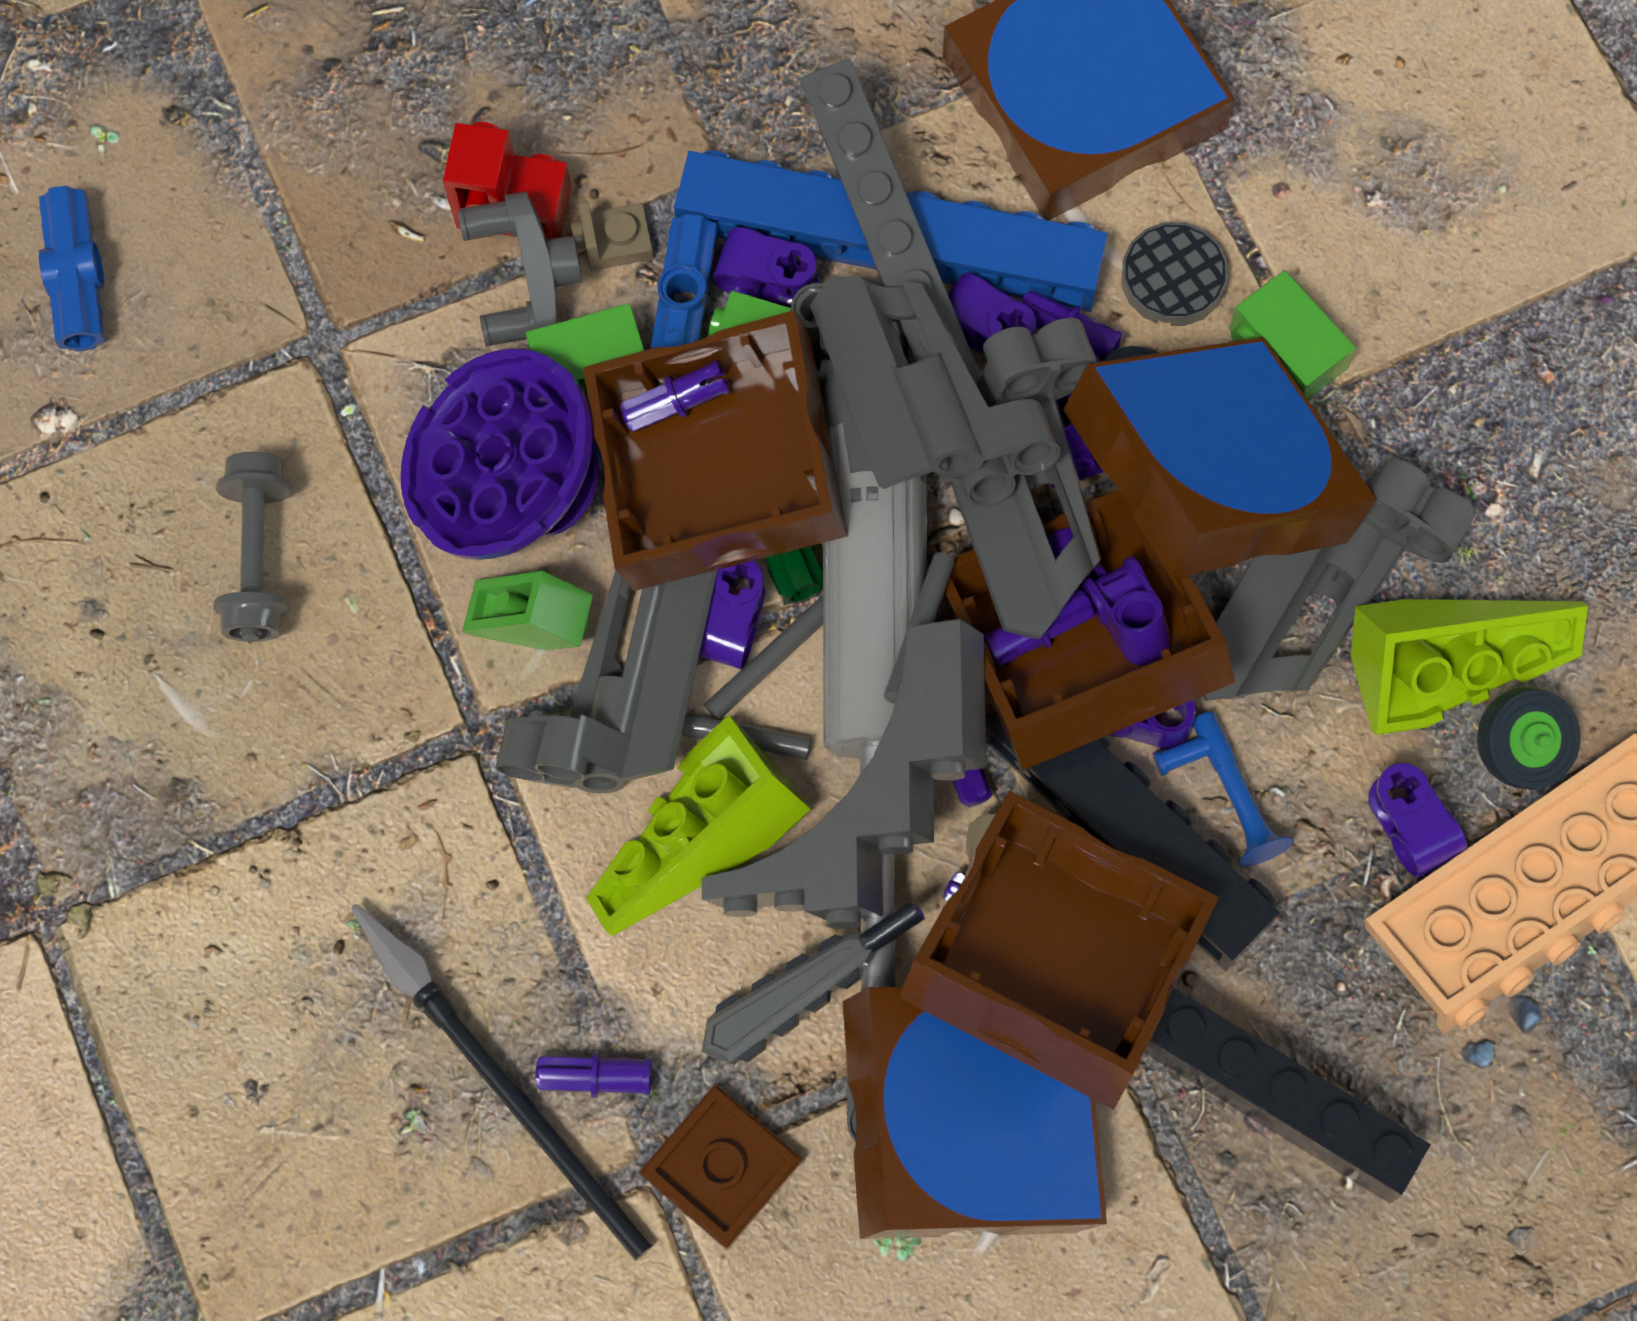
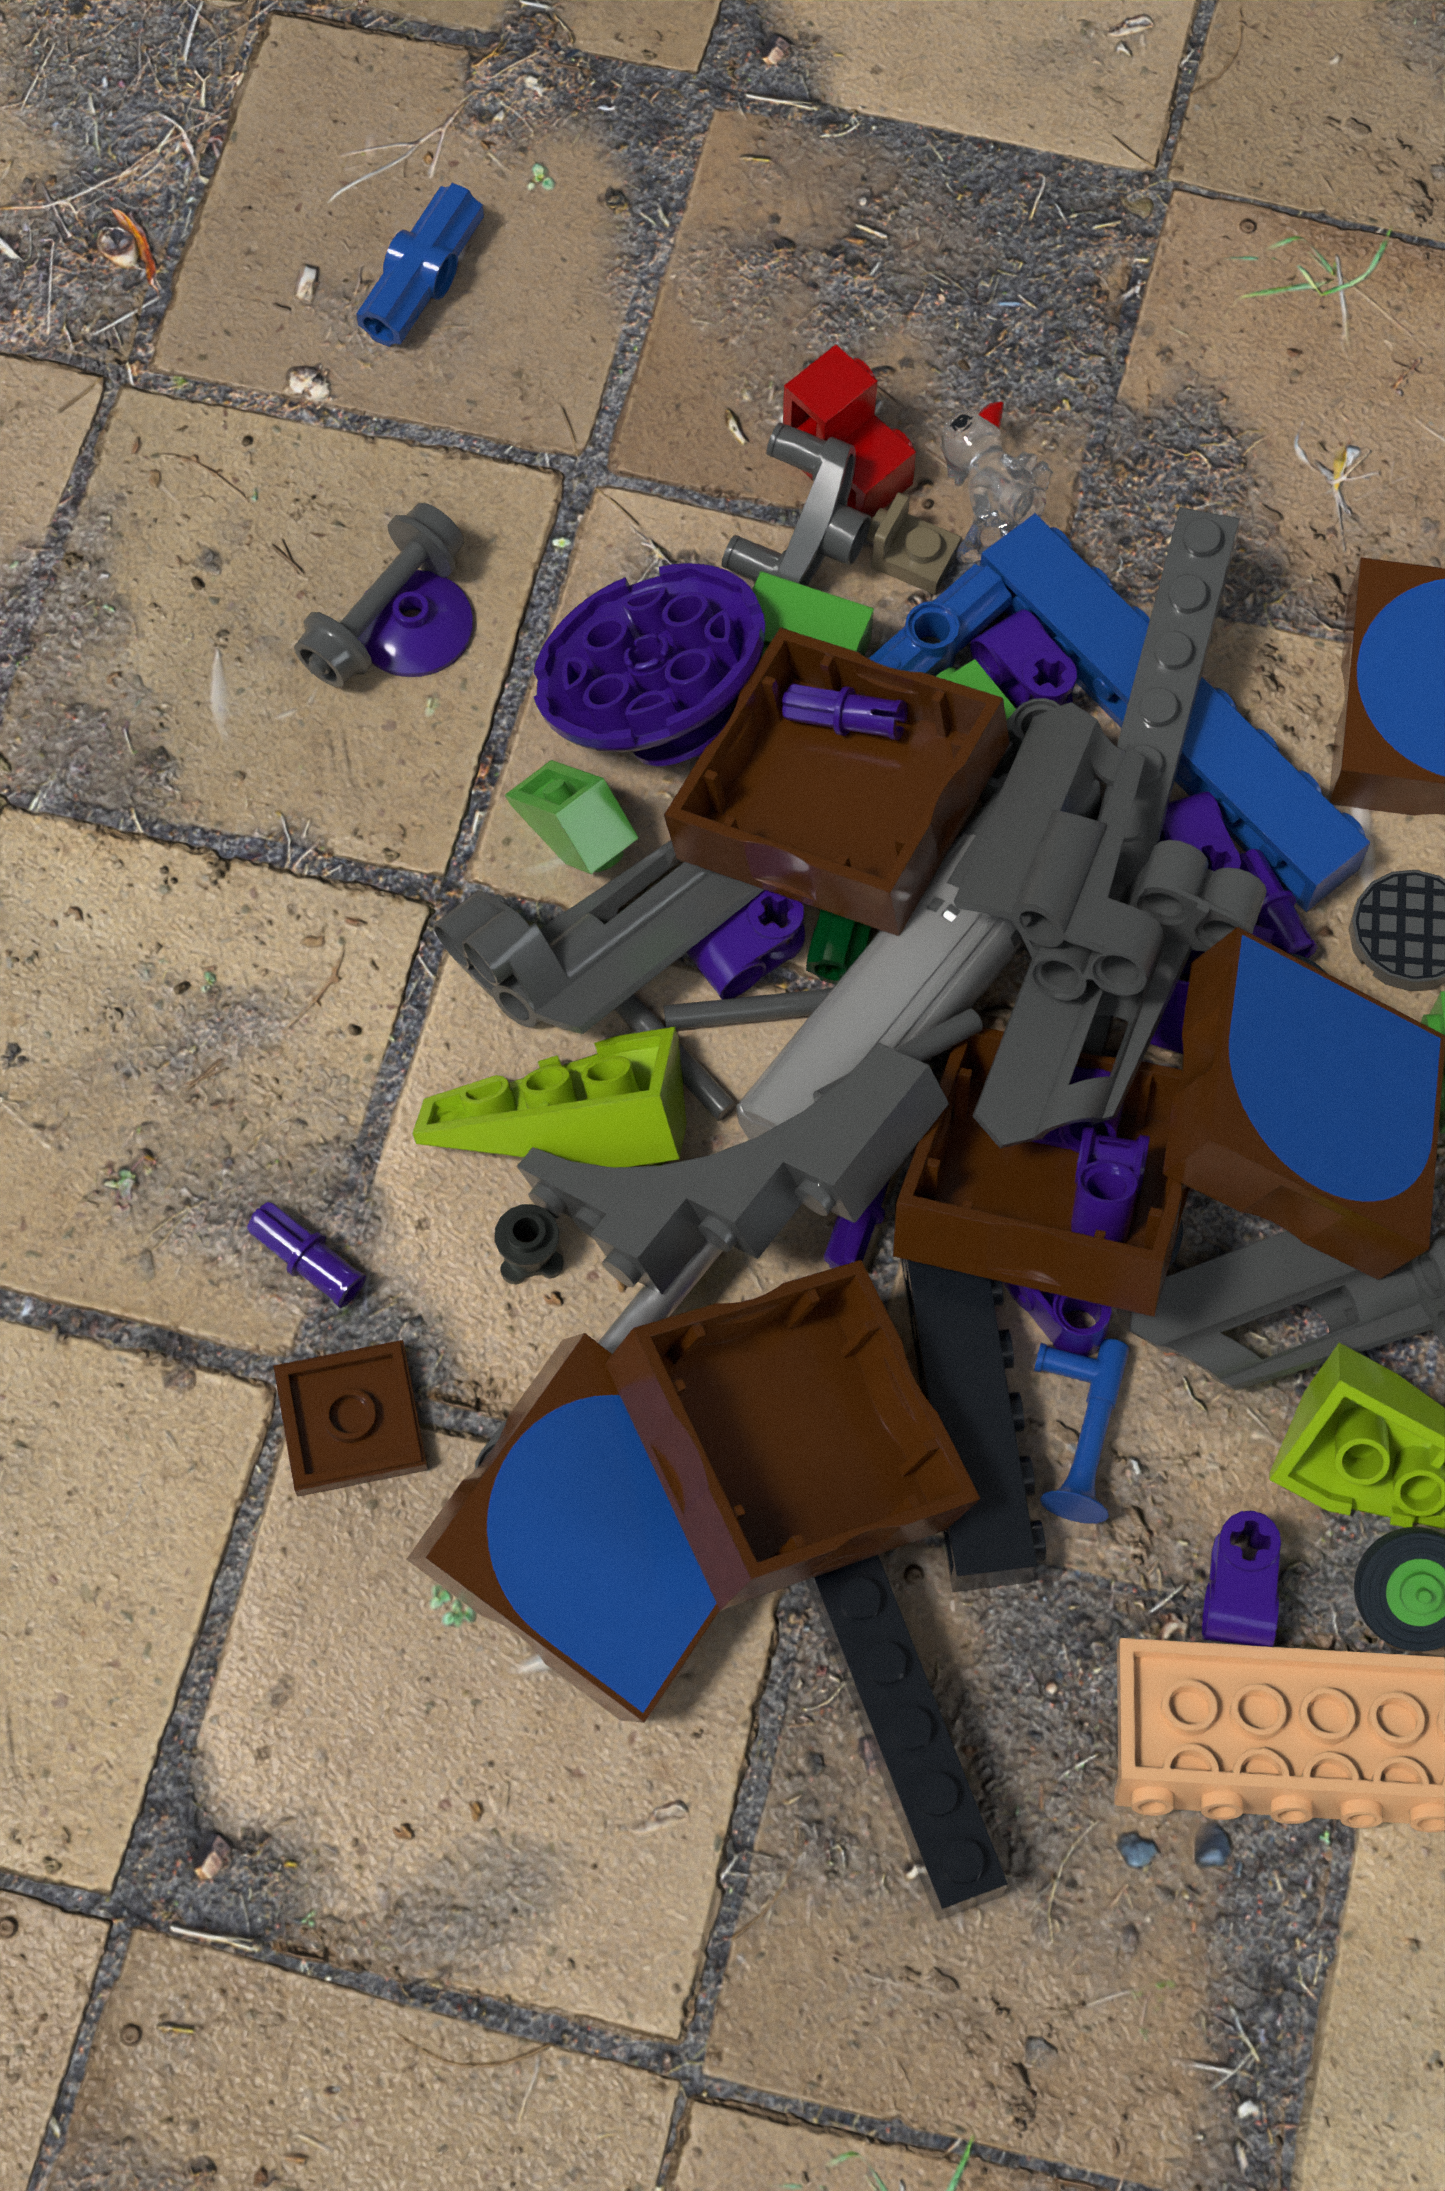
camera: 35 degrees right, 5 degrees down
(309, 560) = (422, 642): none -> dark purple dish
(411, 975) = (219, 1052): black piece -> none
(646, 146) = (1000, 486): none -> clear animal
(748, 964) = (532, 1257): none -> pearl dark grey brick
(776, 1003) = (512, 1306): dark grey sword -> none
(1008, 646) = (1054, 1151): dark purple axle -> none

